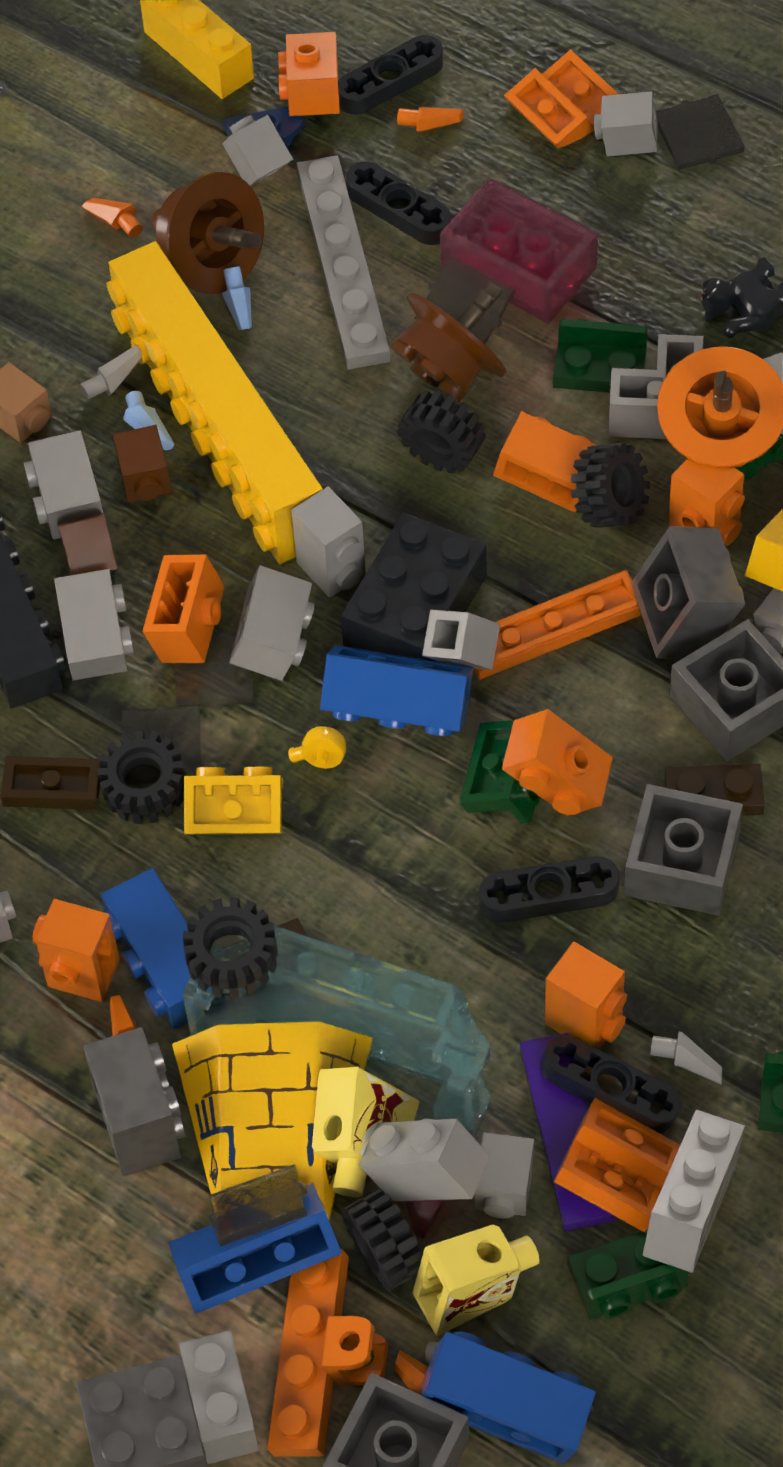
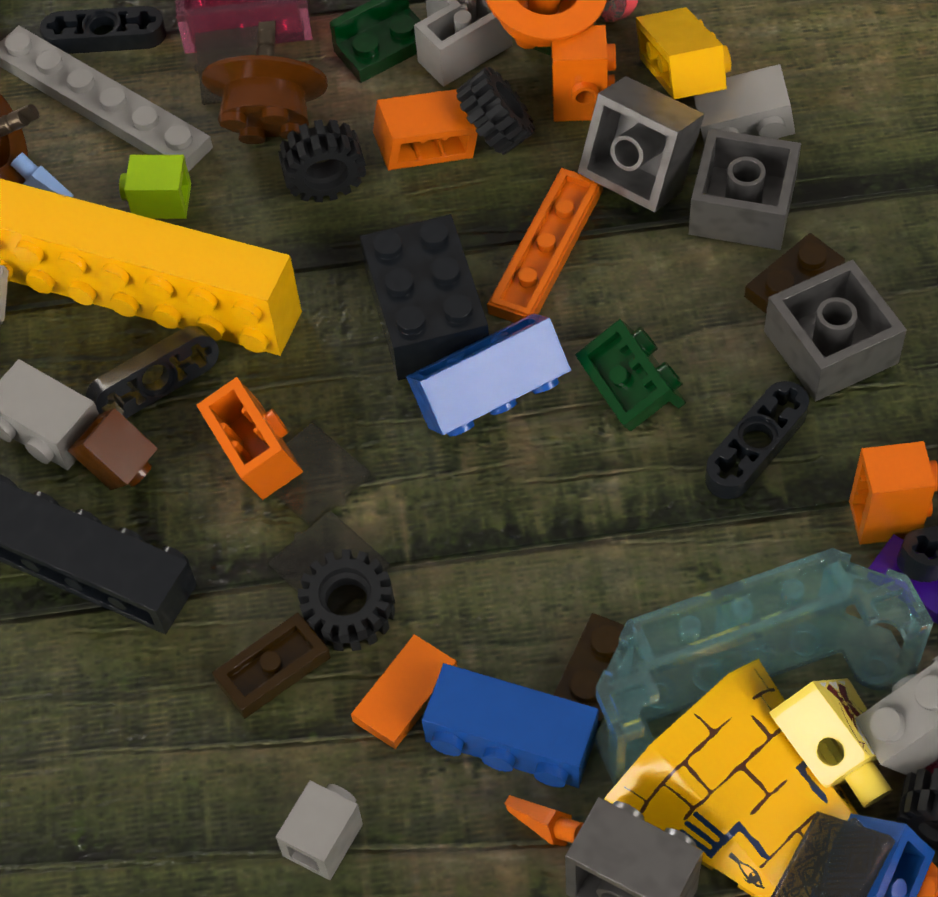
camera: 40 degrees left, 0 degrees up
(77, 949) = (450, 783): orange brick -> none
(91, 624) = (179, 507): light grey brick -> none
(110, 867) = (401, 692): none -> orange tile
(137, 521) = (172, 378): none -> black beam
(140, 416) = (56, 322): light blue bar -> none
(142, 463) = (87, 350): reddish brown brick -> none
(224, 922) = (627, 632): black tyre -> none
(233, 803) = (446, 562): yellow bracket -> none
(272, 623) = (333, 398): light grey brick -> none
(311, 365) = (156, 186): none -> lime brick
(320, 747) = (469, 466): yellow piece -> none
(329, 542) = (321, 301): light grey brick -> none
(461, 639) = (507, 296): light grey brick -> none
(557, 763) = (678, 334): orange brick -> none

